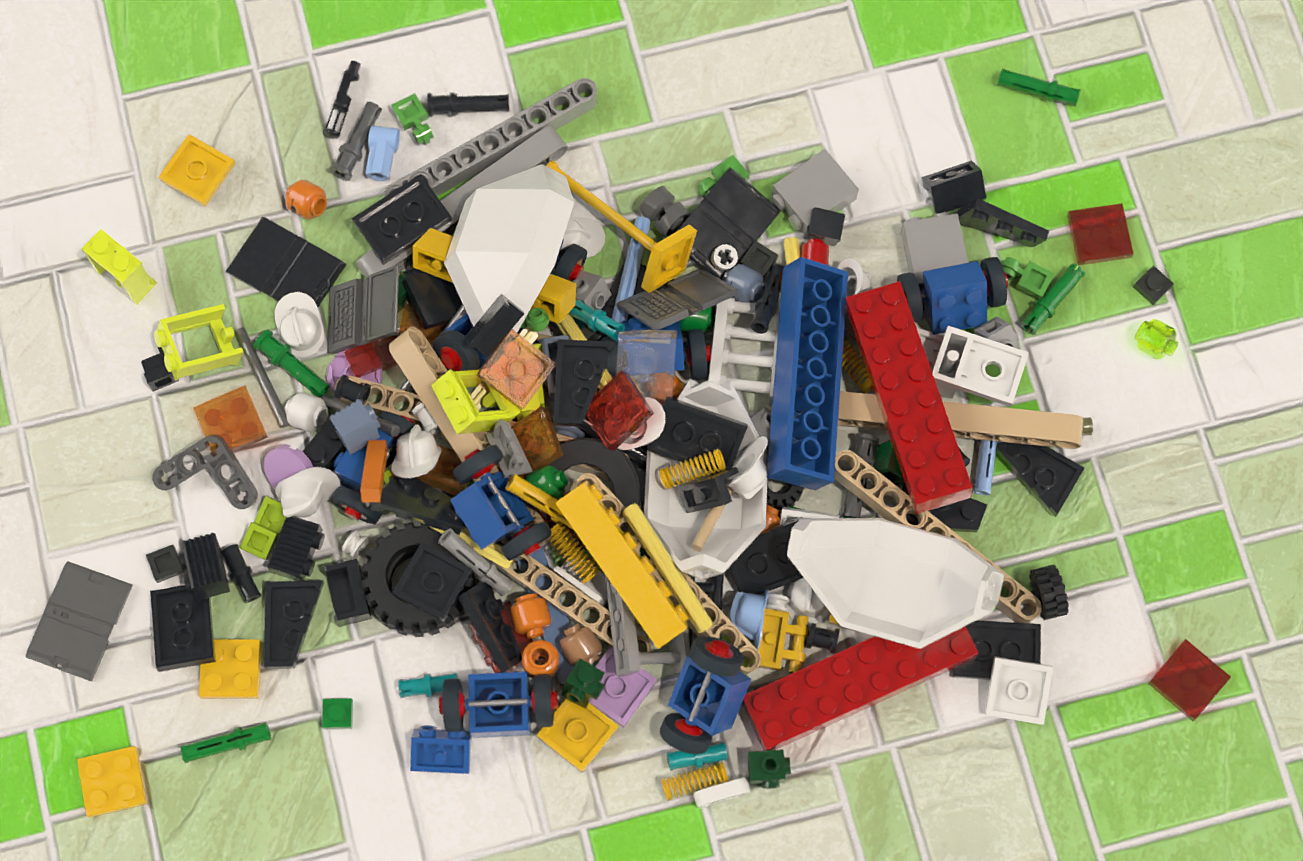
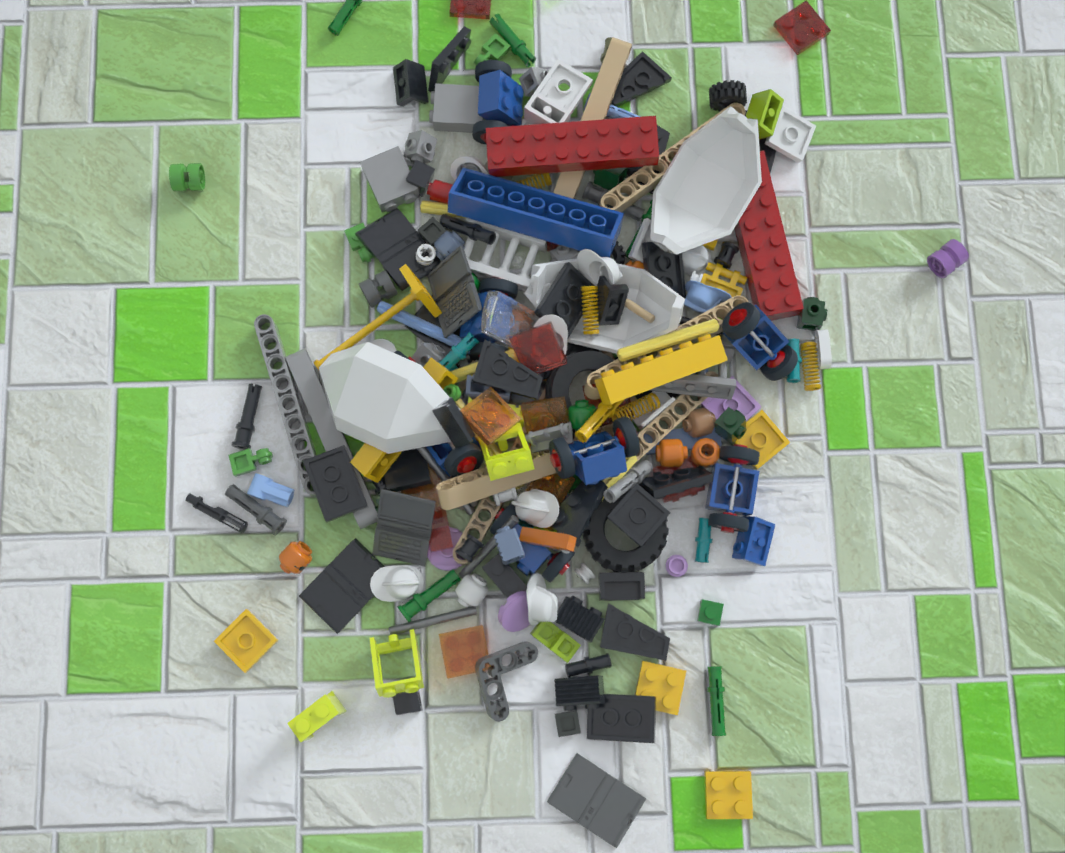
camera: 80 degrees left, 5 degrees up
(389, 658) = (676, 565): none -> lavender plate
(865, 217) = (420, 147): none -> light grey brick
(1031, 642) = (766, 108): none -> lime brick

